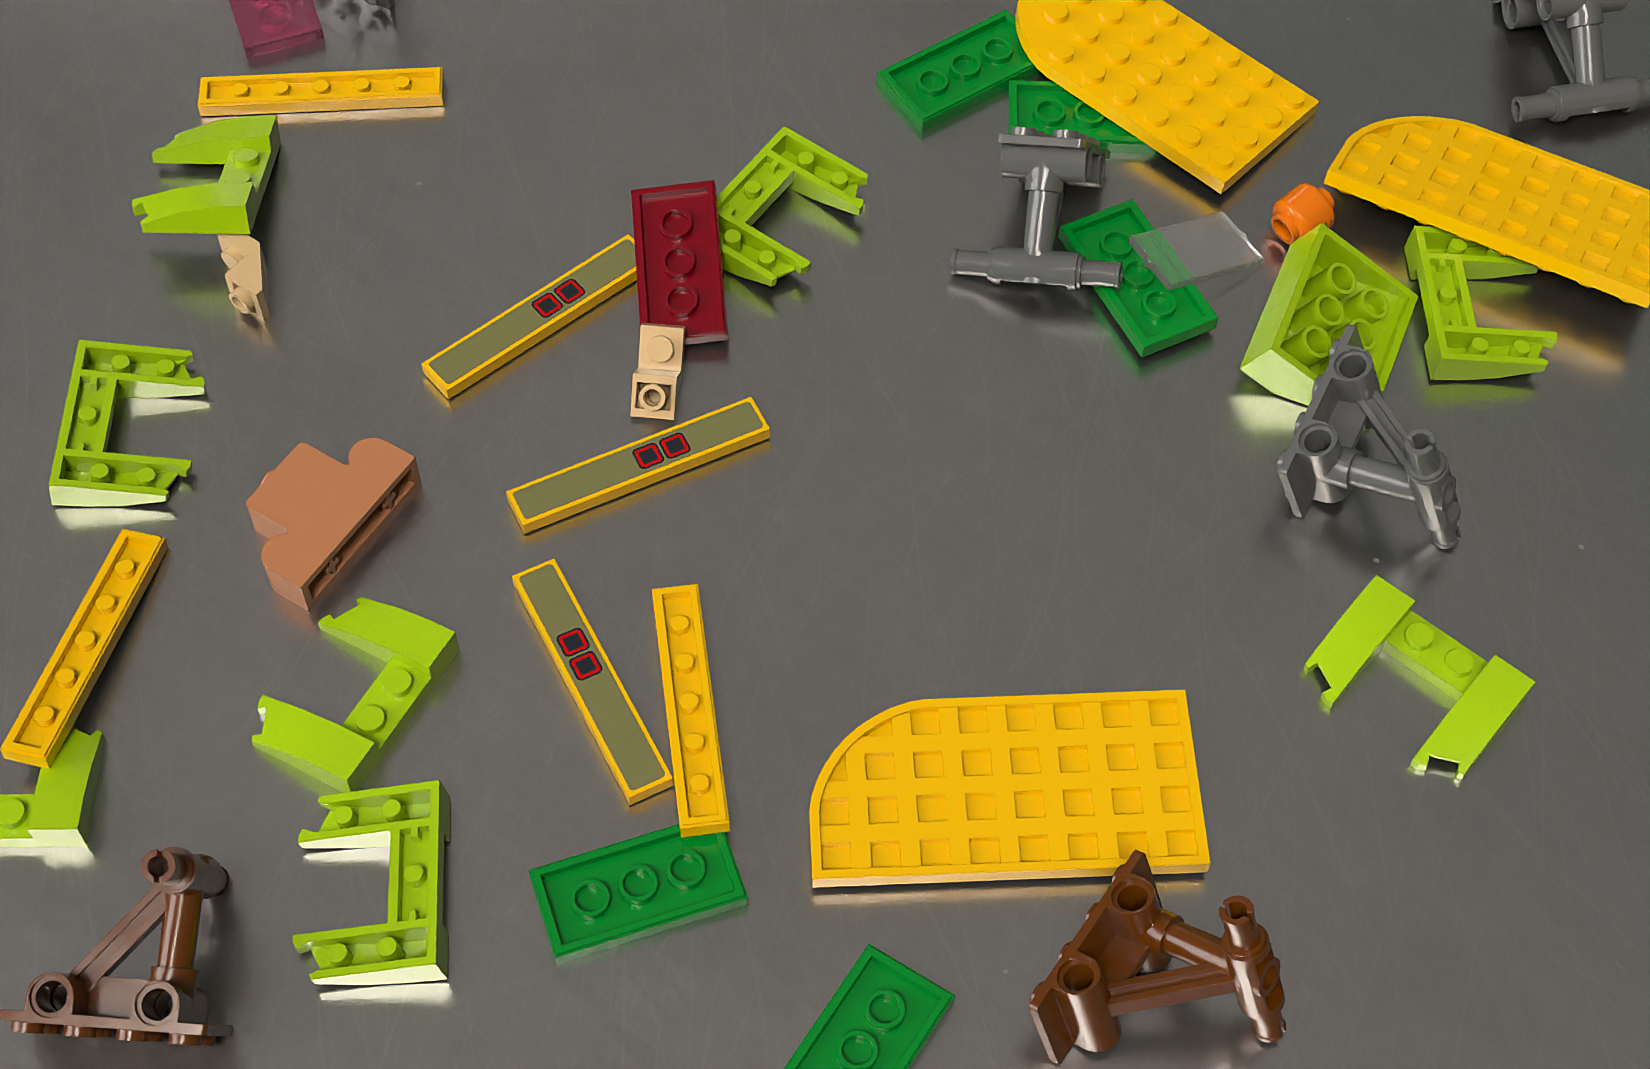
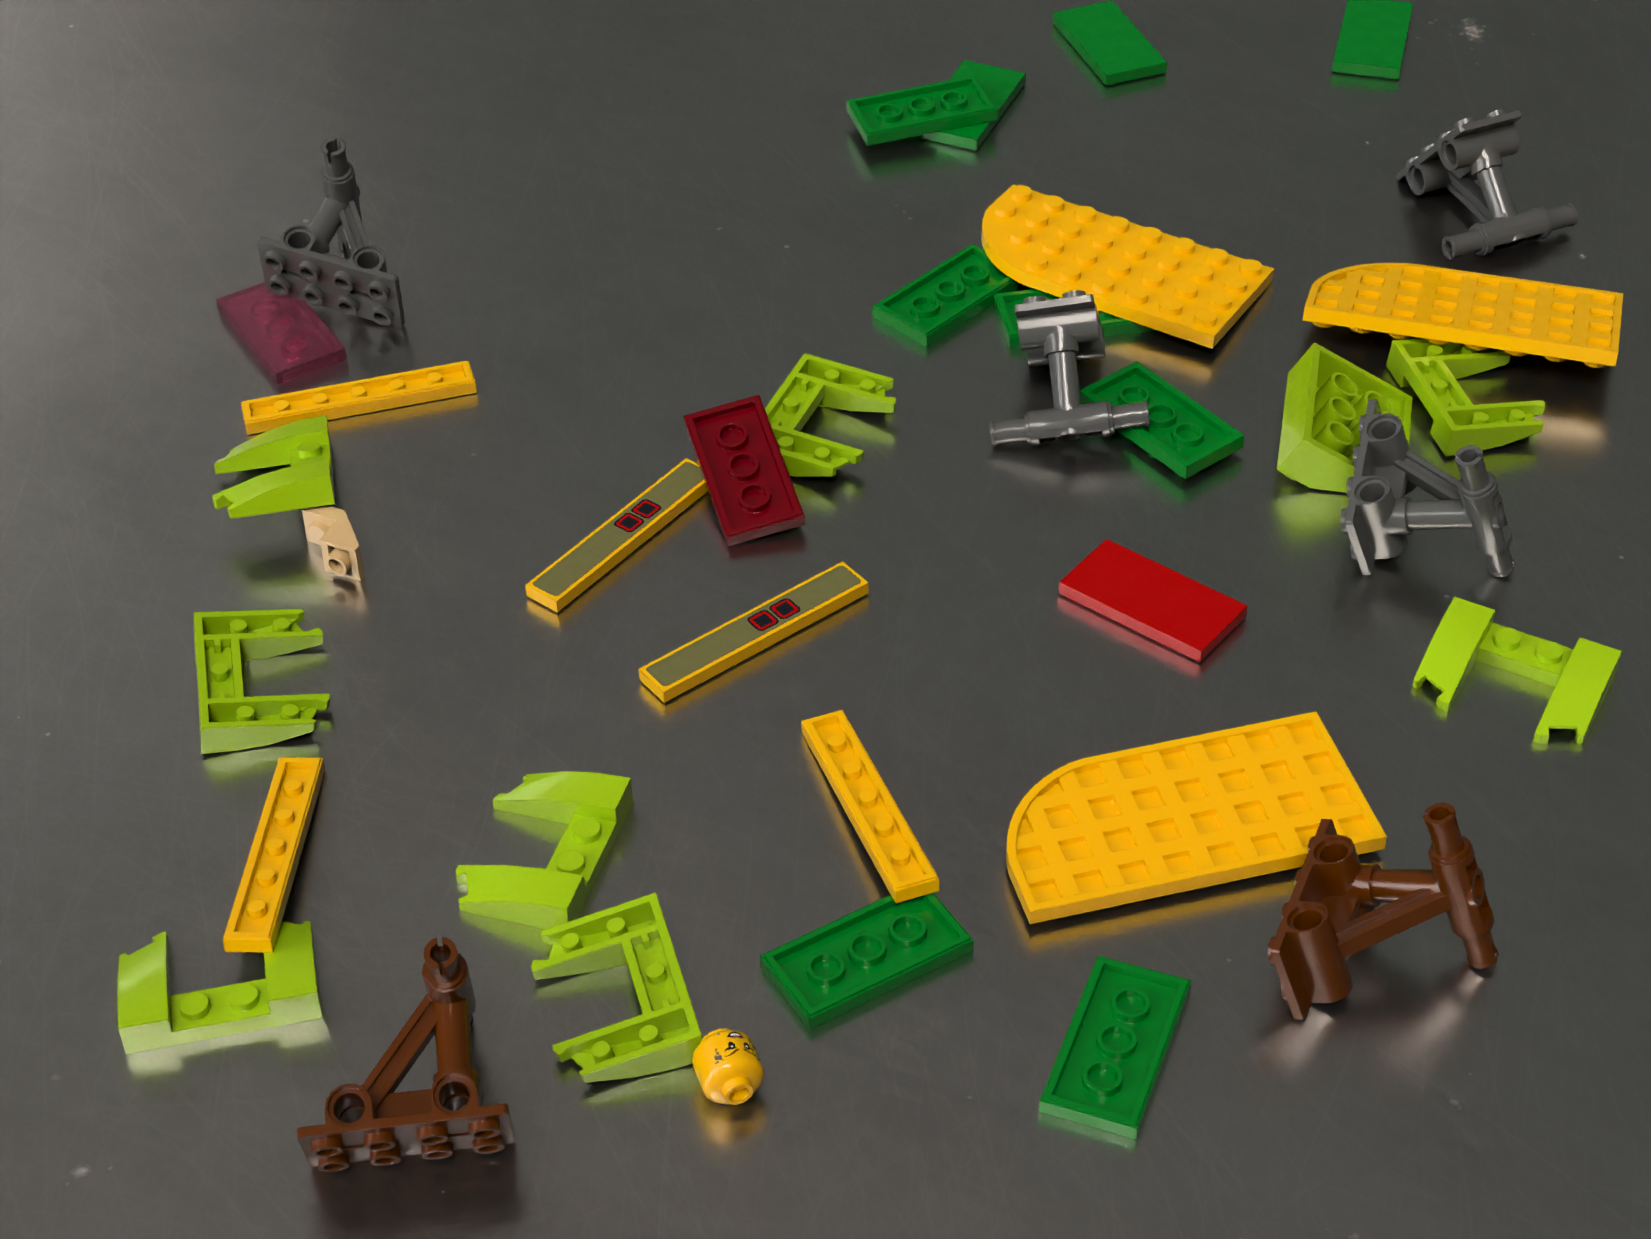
camera: 10 degrees left, 15 degrees down
(326, 512) = (474, 711): nougat brick -> none
(455, 1002) = (728, 1065): none -> yellow head
(592, 682) = (769, 803): olive tile -> none
(659, 371) = (749, 555): tan slope -> none
(1061, 507) = (1153, 600): none -> red tile
(1195, 250) = (1206, 390): clear piece -> none
(1302, 211) = (1287, 346): orange head -> none

